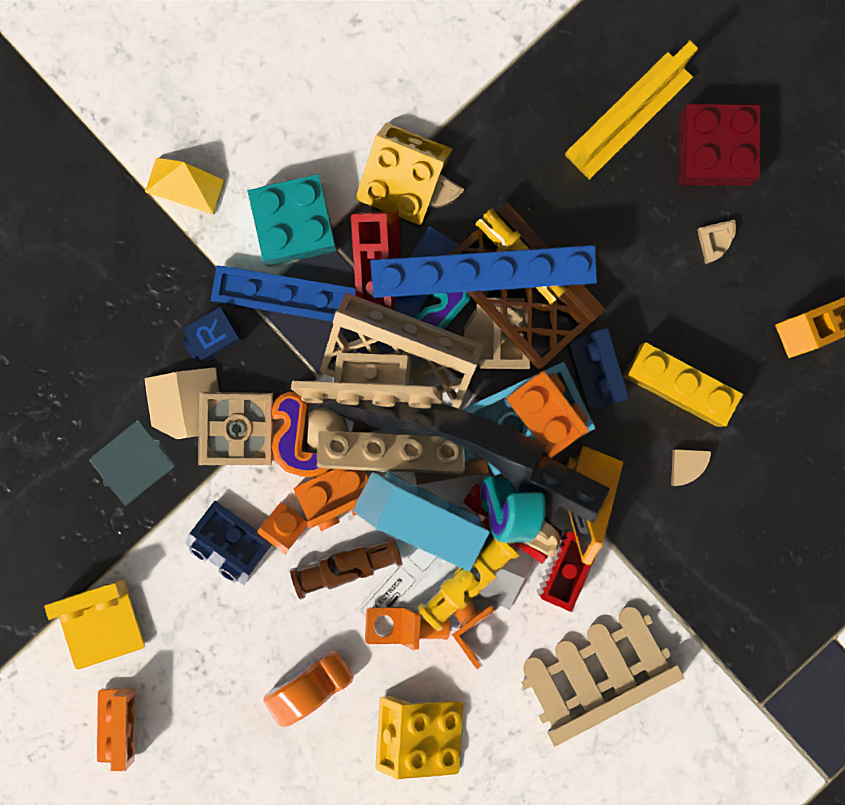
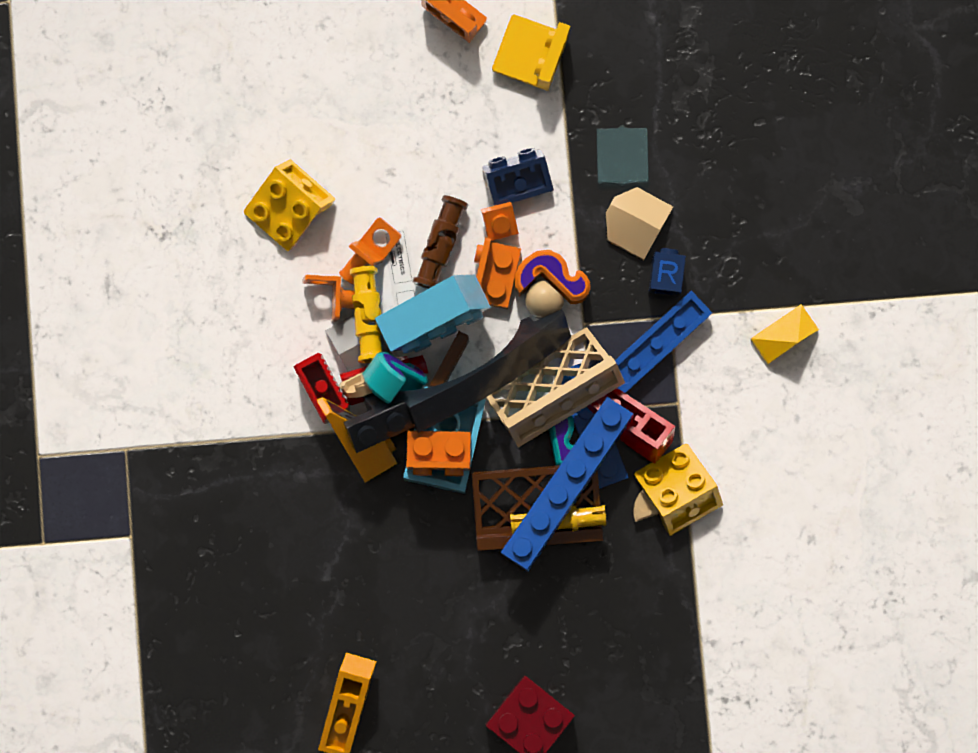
camera: 120 degrees right, 5 degrees down
(235, 428) = (591, 240): tan piece -> none
(292, 220) = (703, 386): teal brick -> none
(308, 689) = (379, 155): orange animal -> none
(372, 378) = (555, 353): tan bracket -> none
(389, 452) = (495, 327): tan bracket -> none
(498, 349) = (509, 456): tan slope -> none
(598, 369) = (440, 514): dark blue bracket -> none
(618, 673) = (236, 340): tan fence -> none
(632, 112) = (599, 677): yellow fence -> none
(682, 385) = (385, 564): yellow brick -> none
(688, 465) = (326, 527): tan tile -> none
(716, 239) = (465, 669): tan tile -> none

